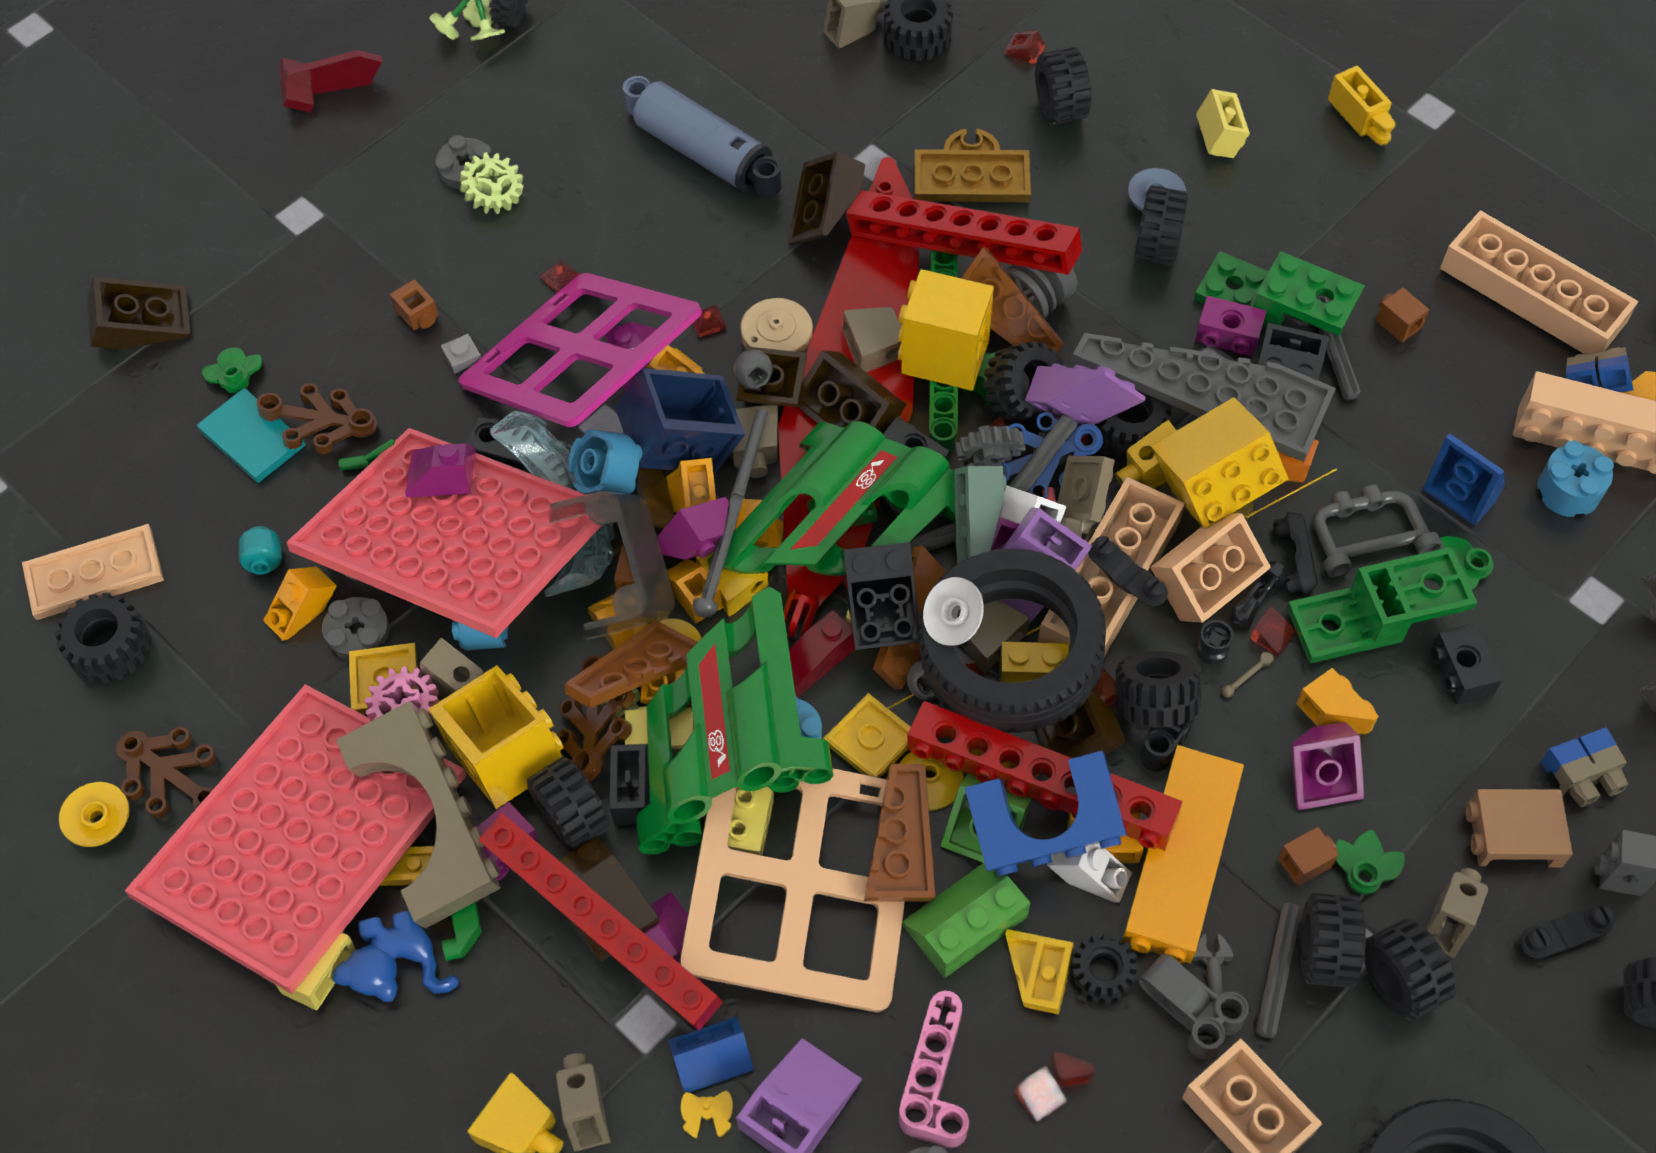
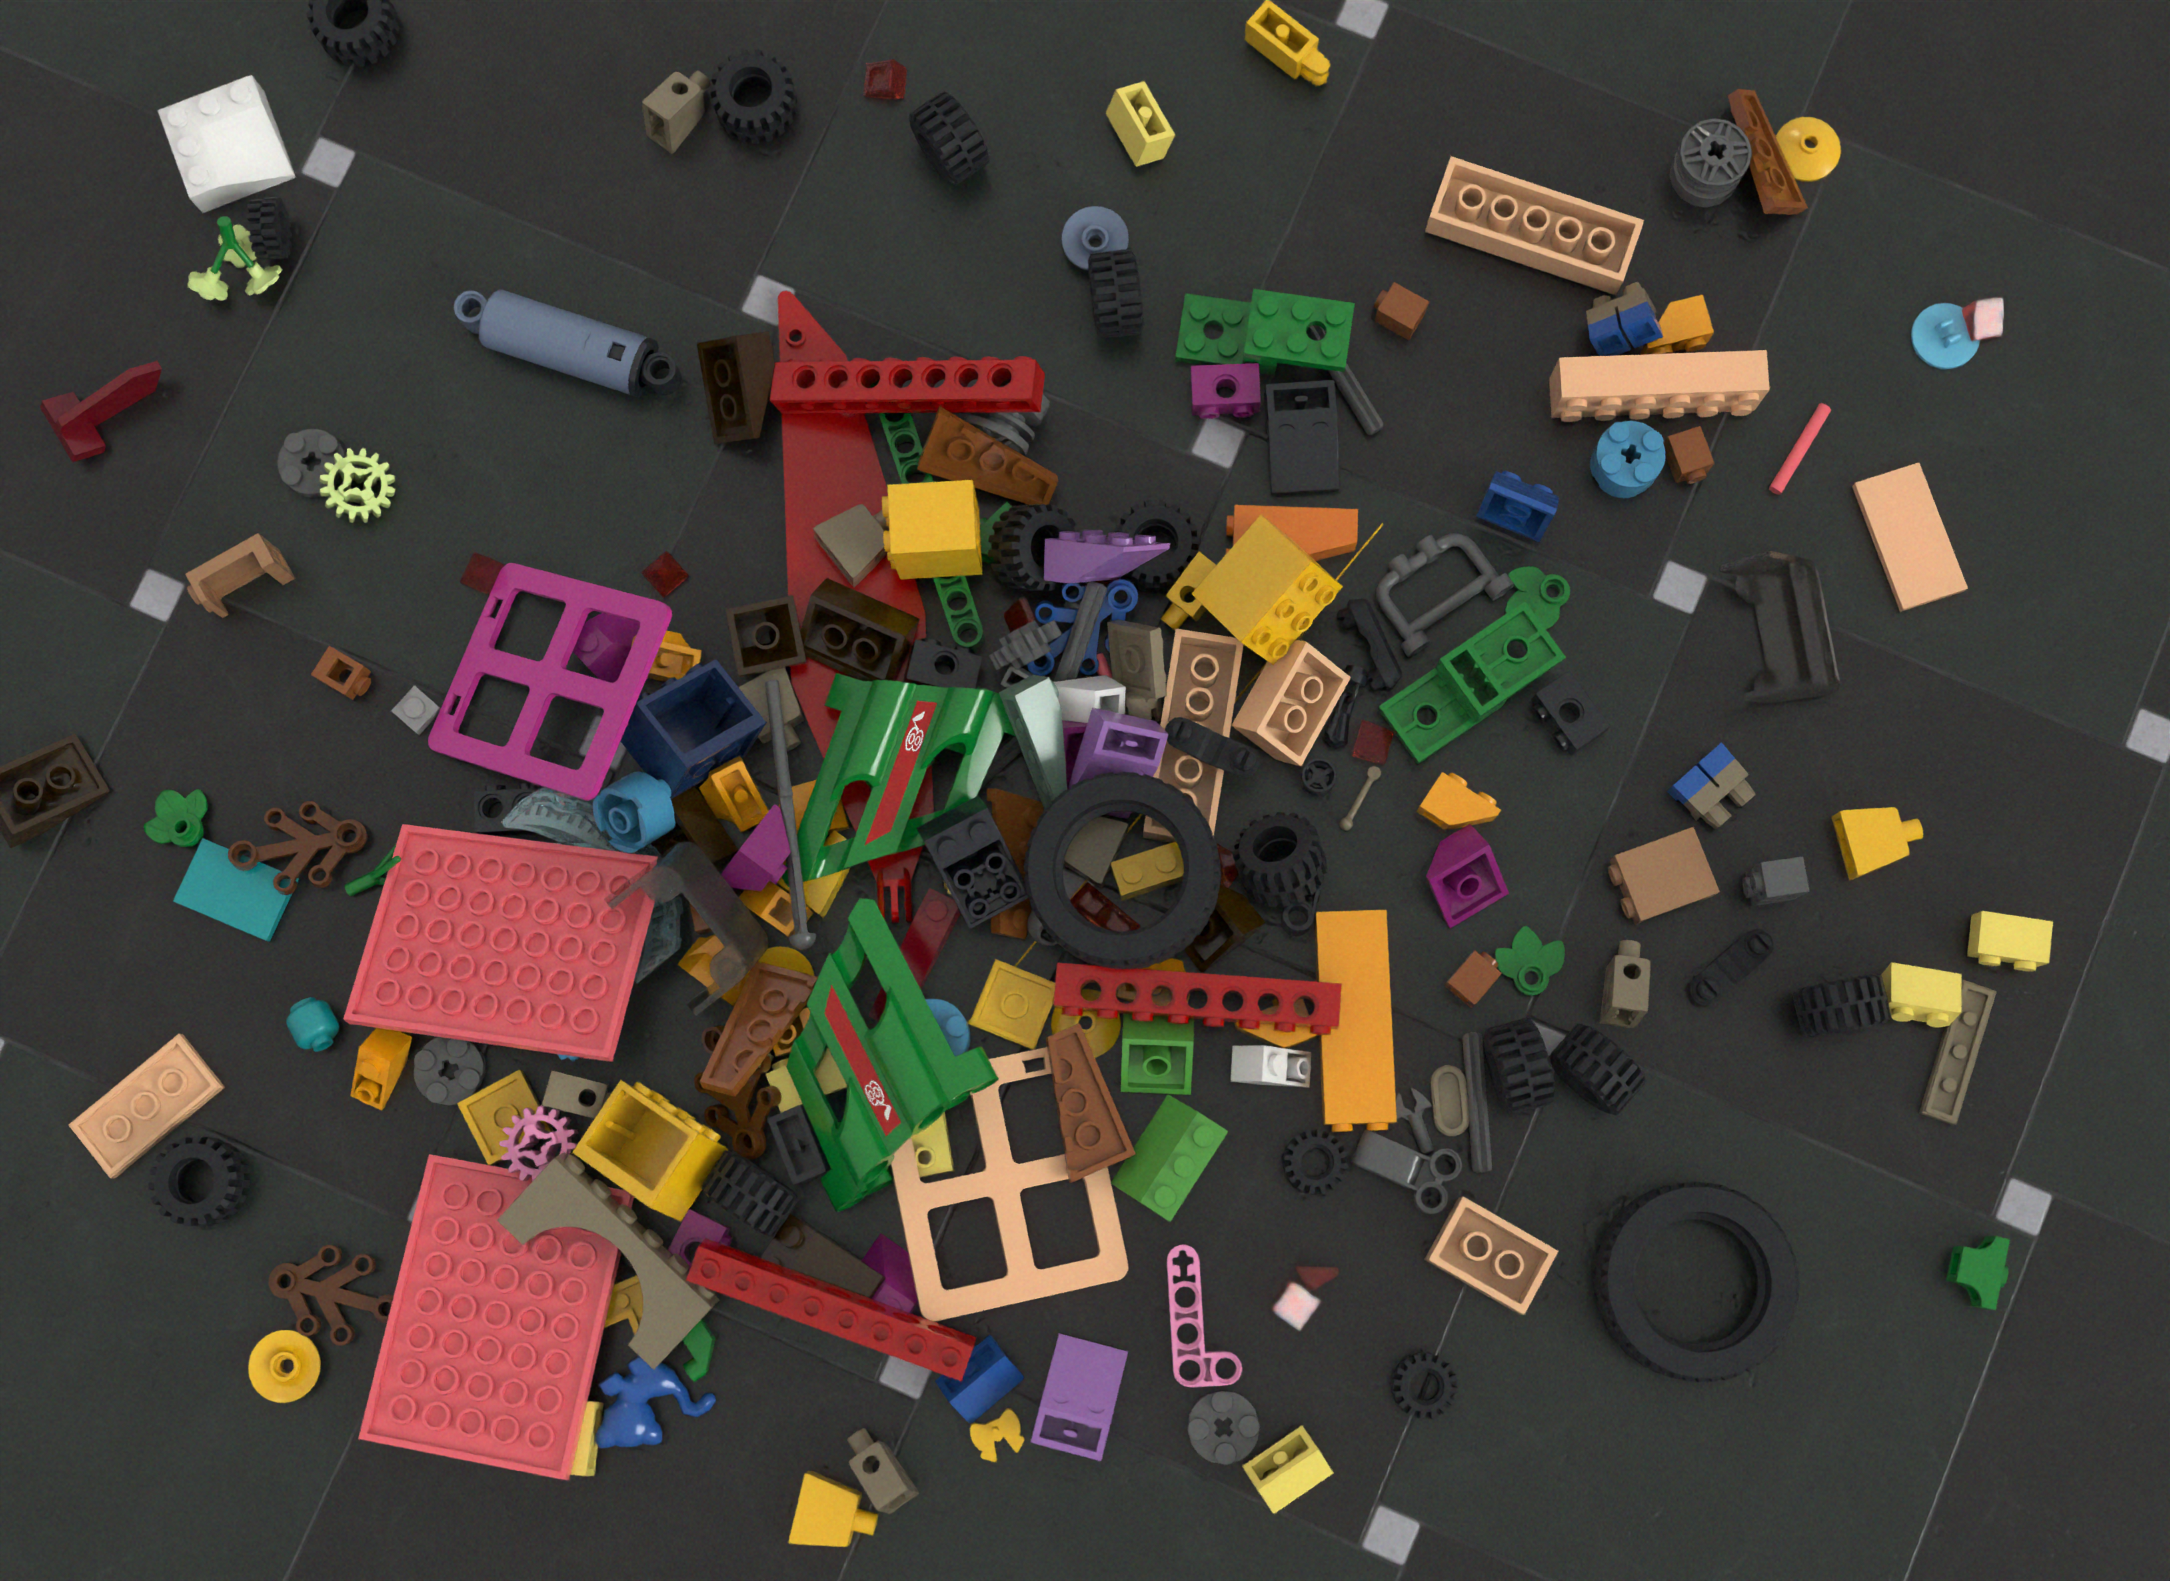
camera: 15 degrees left, 20 degrees up
(367, 207) = (235, 569): none -> medium nougat panel
(441, 470) = (464, 874): magenta slope -> none
(753, 368) = (745, 643): dark grey piece -> none
(777, 325) = (745, 564): tan wheel -> none
(942, 610) = (1050, 886): white dish -> none
(972, 171) = (884, 280): pearl gold plate -> none
(1040, 969) = (1256, 1184): yellow wing -> none
(1096, 821) = (1191, 1086): blue arch -> none
(1199, 381) = (1293, 482): dark grey wing -> none
(1252, 960) = (1449, 1100): none -> dark tan tile
(1631, 494) = (1688, 455): none -> dark orange brick

